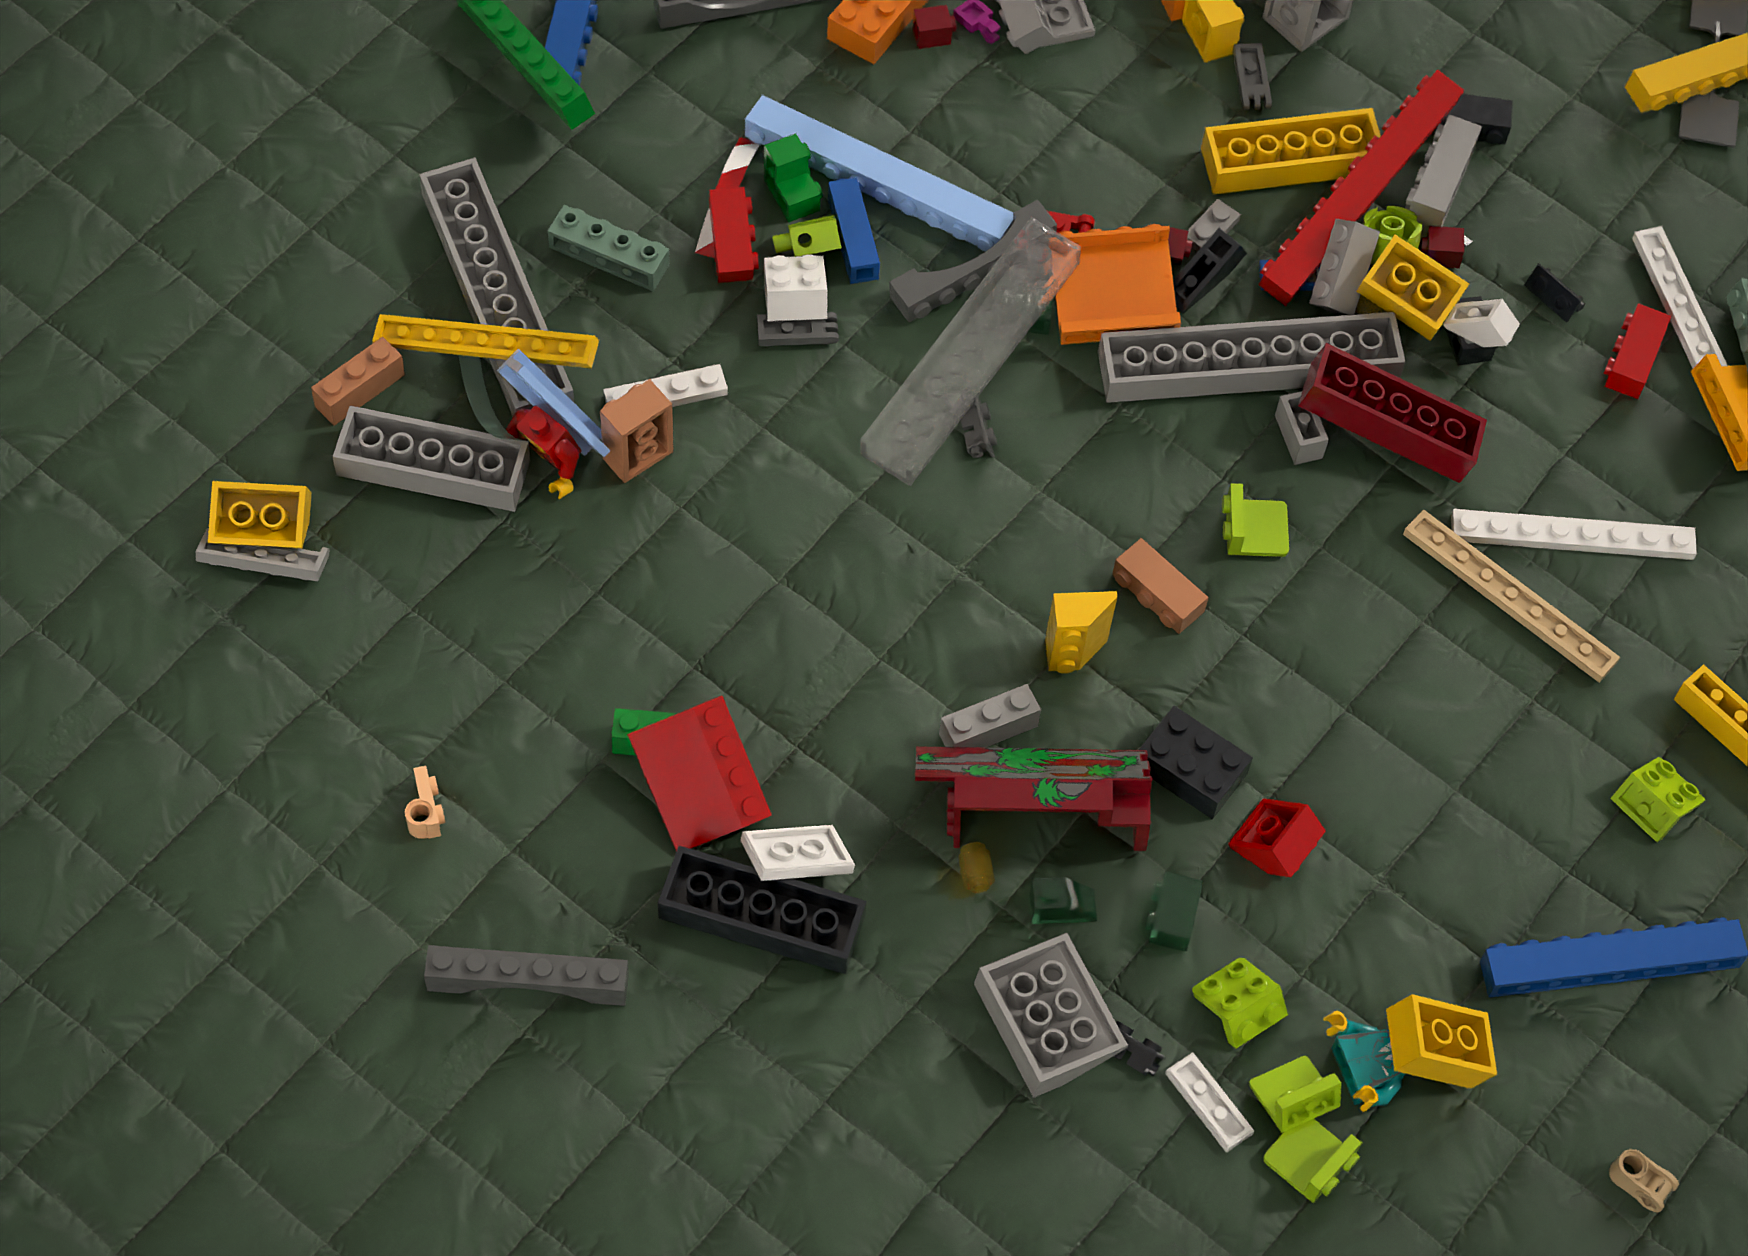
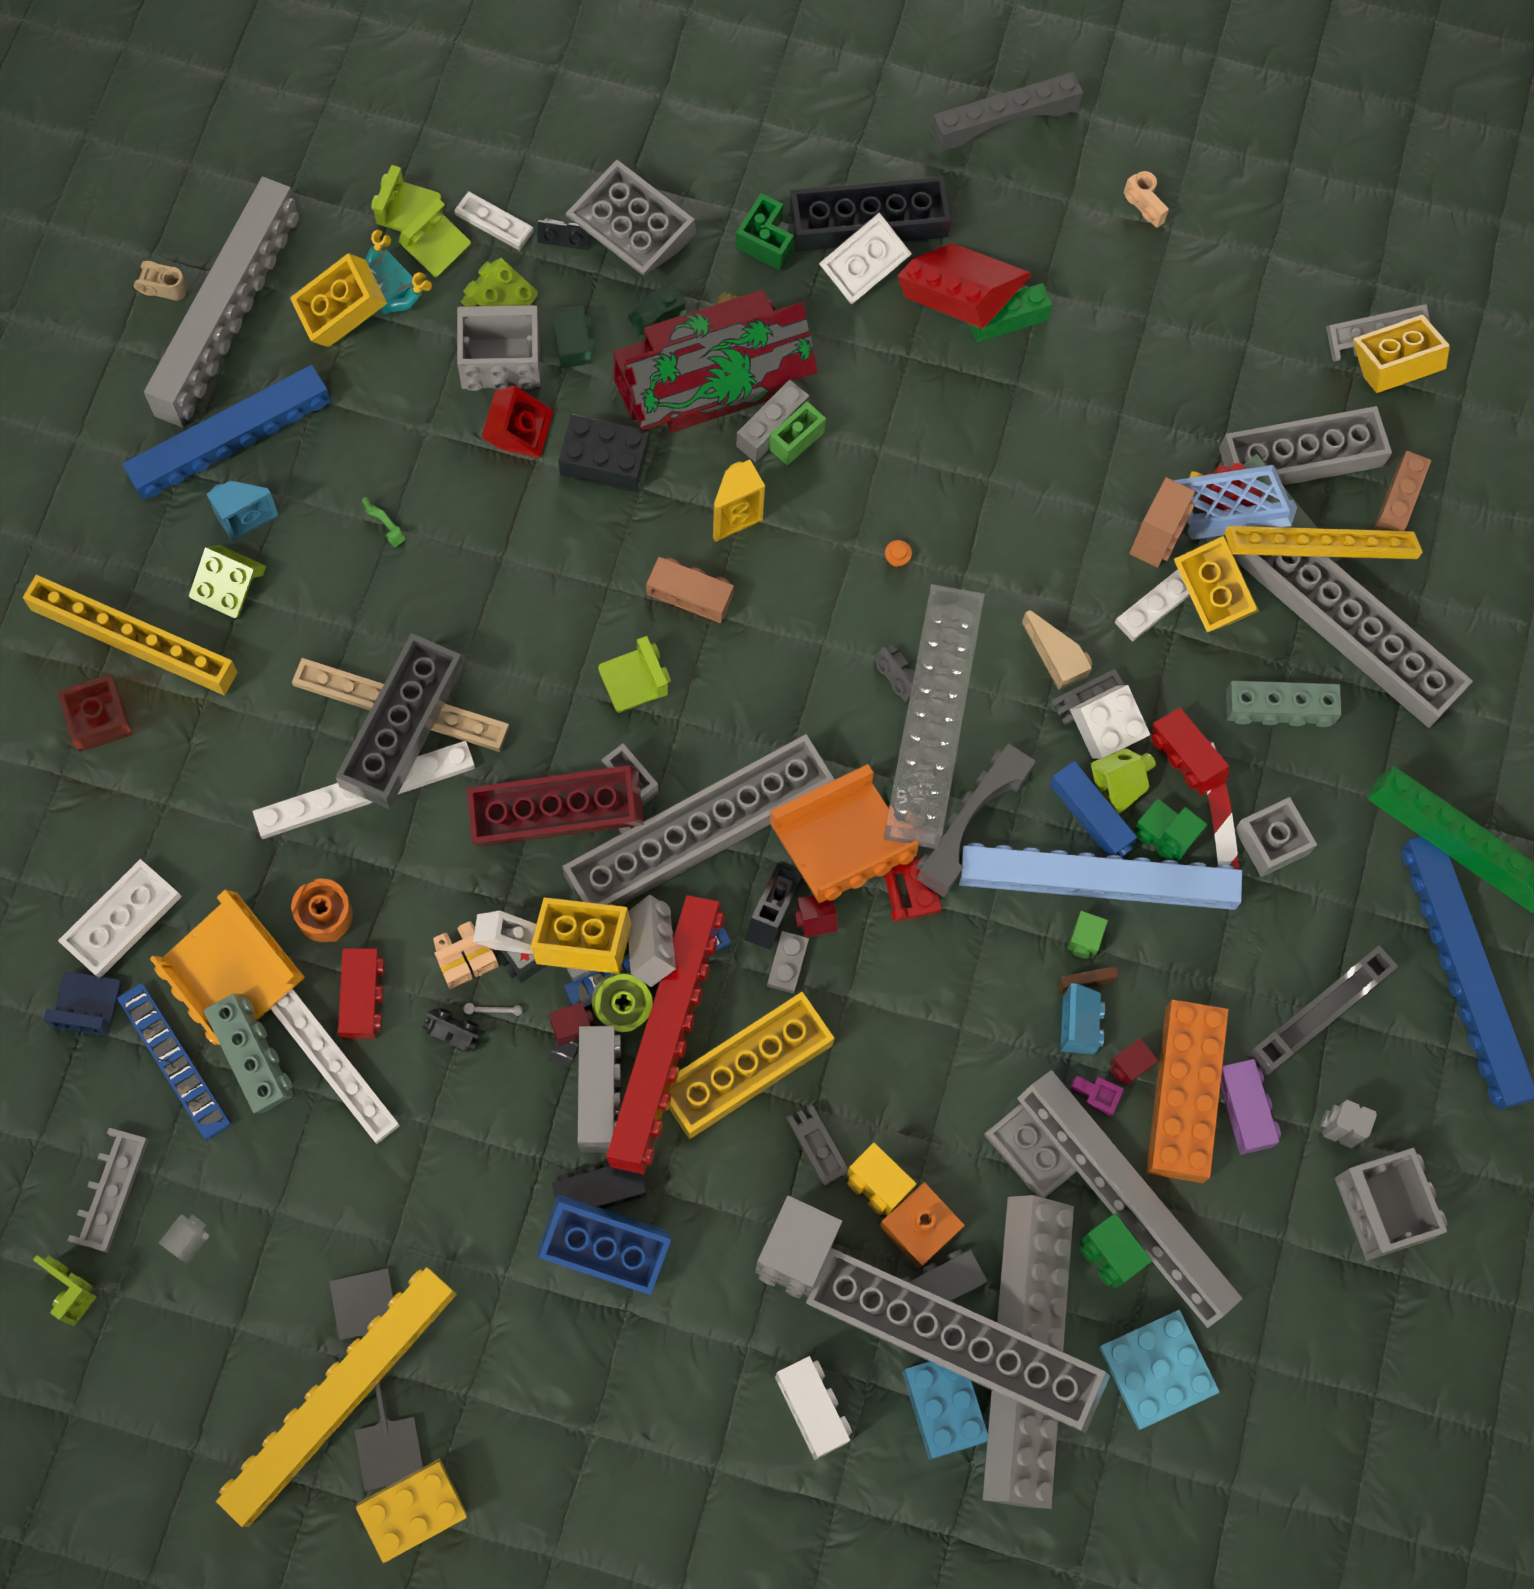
camera: 155 degrees right, 10 degrees up
(616, 365) = (1216, 584): none -> yellow slope
(693, 136) = (1275, 837): none -> light grey brick
(805, 376) = (1059, 653): none -> tan slope
(904, 936) = (760, 233): none -> green brick
(917, 135) = (1087, 935): none -> bright green brick
(919, 540) = (898, 553): none -> orange plate
(938, 101) = (1089, 979): none -> reddish brown tile
(965, 69) = (1081, 1020): none -> dark azure slope
(969, 688) = (797, 433): none -> bright green brick
(1269, 917) = (498, 347): none -> light grey container
(1455, 773) = (394, 536): none -> bright green piece
(1483, 60) = (604, 1244): none -> blue brick
(1521, 554) = (400, 721): none -> dark grey brick
(1529, 344) = (451, 956): none -> light nougat hips
(1532, 307) = (470, 1009): none -> light grey hinge
(1574, 1106) = (222, 303): none -> light grey brick
(1625, 851) = (241, 507): none -> dark azure slope
(1653, 428) = (316, 896): none -> orange brick

